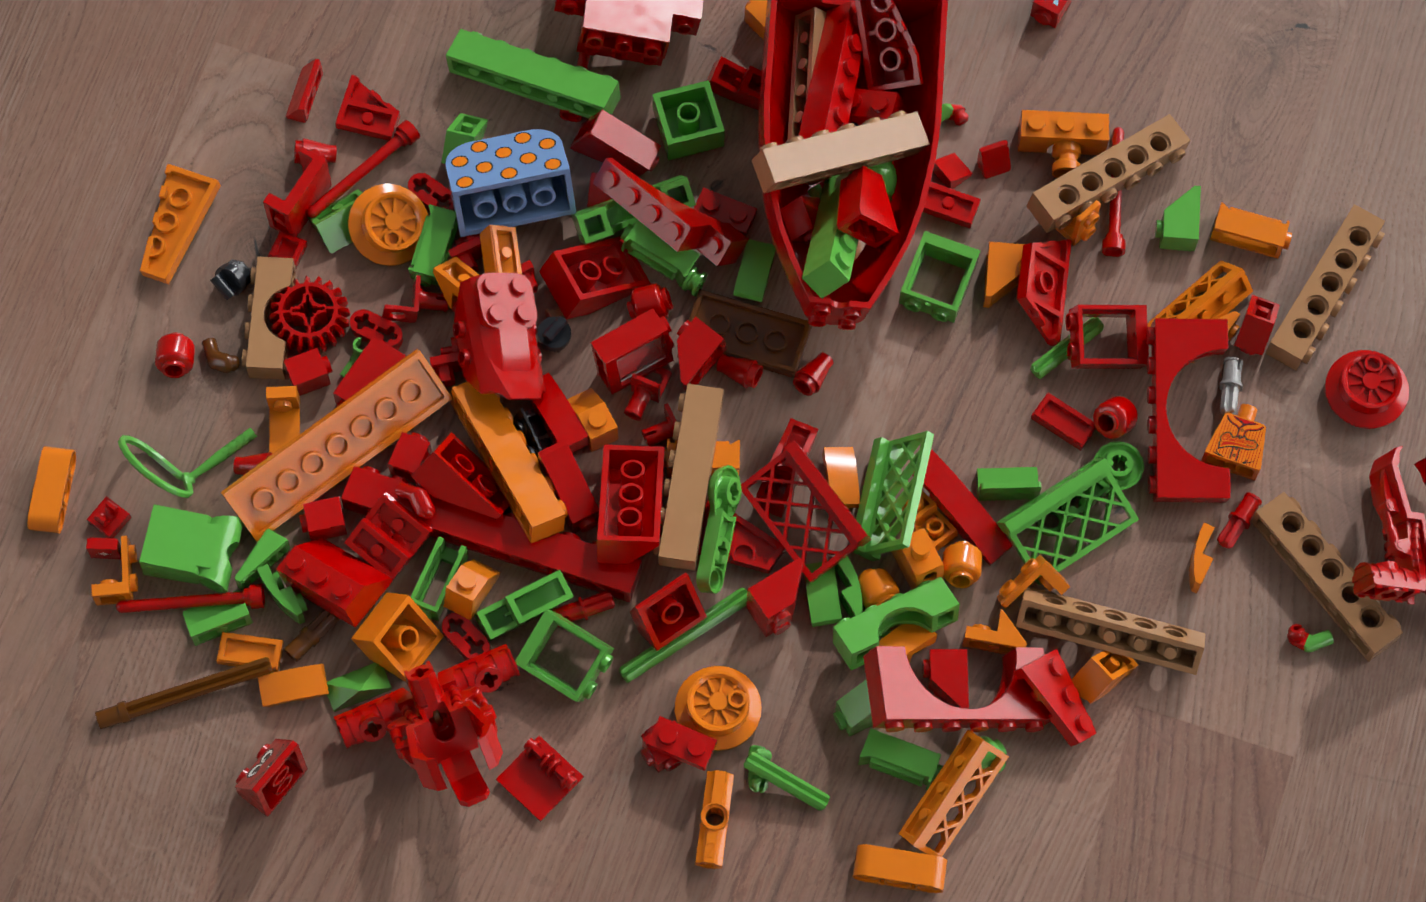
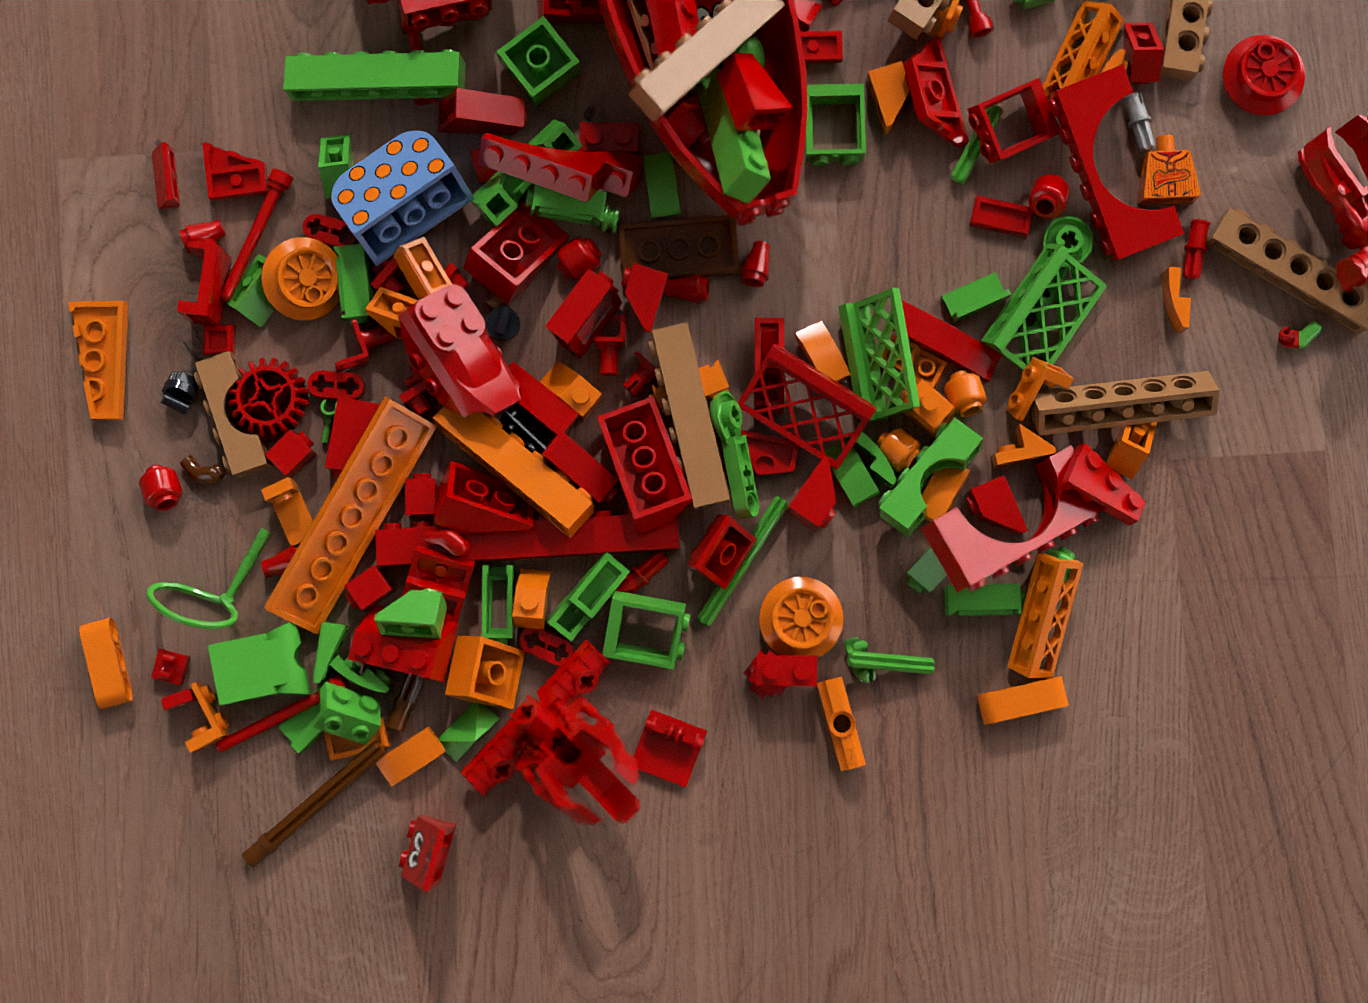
camera: 20 degrees left, 15 degrees up
(252, 620) = (347, 714): none -> bright green bracket
(354, 550) = (414, 615): none -> bright green slope

